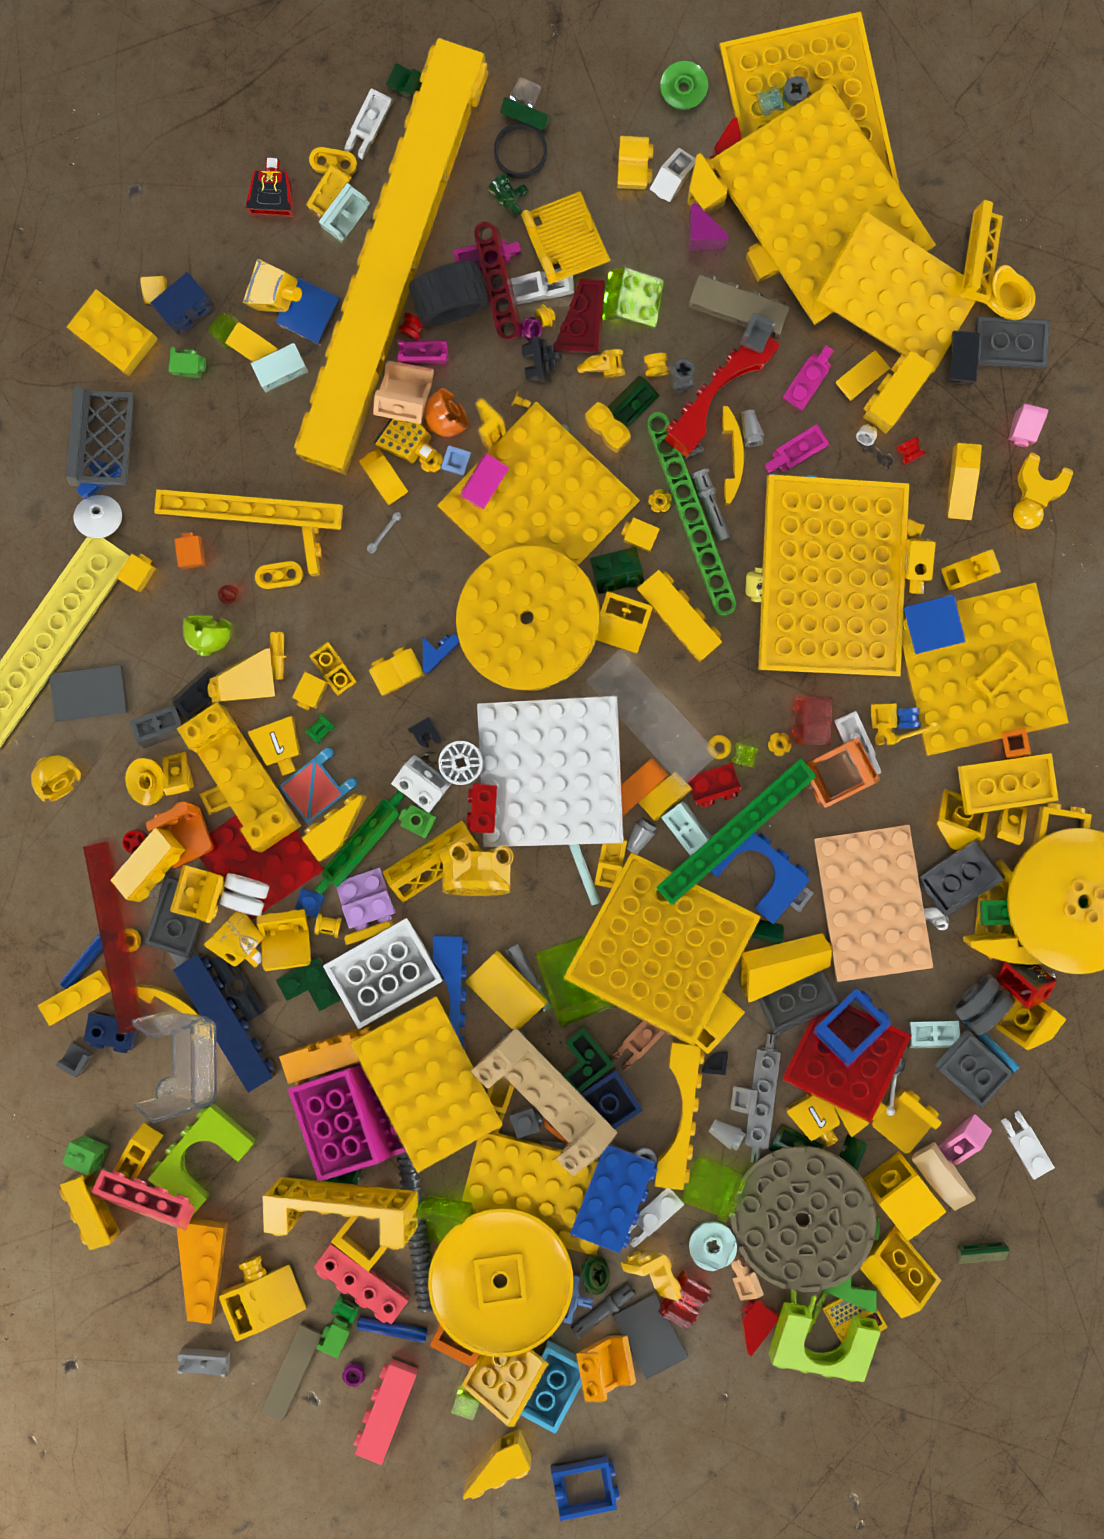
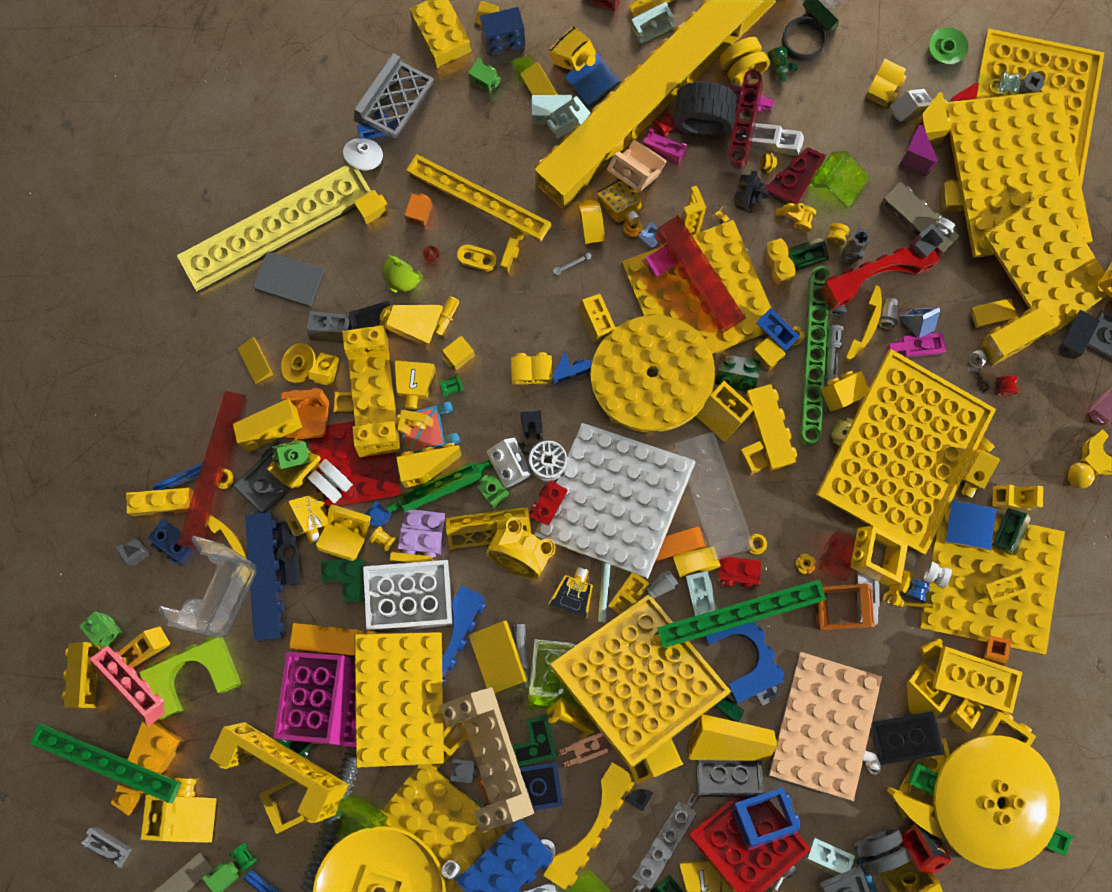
camera: 25 degrees right, 10 degrees down
(54, 777) = (230, 327): yellow cylinder -> none
(98, 799) = (255, 360): none -> yellow slope
(131, 840) = (264, 402): red wheel -> none
(161, 1285) = (106, 763): none -> green plate
(181, 890) = (282, 454): none -> bright green head
(296, 788) = (408, 419): none -> yellow bracket
(305, 373) = (568, 117): none -> light aqua hinge
(332, 668) = (483, 345): yellow slope -> none
(368, 1288) = (268, 846): coral brick -> none
(439, 582) = (596, 317): none -> yellow hinge
(443, 415) = (658, 197): orange cylinder -> none
(465, 212) = (743, 57): none -> yellow wheel
(527, 486) = (699, 274): none -> clear red brick
(531, 328) = (754, 164): magenta plate -> none
(553, 890) = (573, 595): none -> black torso
(560, 1225) = (451, 870): none -> white hinge
(565, 237) = (810, 112): yellow window -> none
(609, 1016) = (572, 716): none -> yellow hinge
(639, 506) = (777, 329): none -> blue slope
(676, 656) = (753, 458): none -> yellow panel
(727, 1134) = (622, 861): light grey cone -> none
(740, 540) = (845, 391): none -> yellow brick
(744, 755) = (774, 559): clear neon green wheel -> none
(744, 1099) = (648, 838): light grey tile -> none
(768, 305) = (945, 225): none -> white plate
(787, 422) = (921, 320): none -> medium blue slope
(808, 379) = (952, 296): dark pink hinge -> none
(869, 698) = (894, 555): none -> yellow window
(921, 694) = (937, 575): none -> white wheel
(948, 773) = (931, 650): none -> yellow slope
(963, 480) = (1040, 426): yellow slope -> none
(979, 610) = (1011, 531): none -> dark green slope

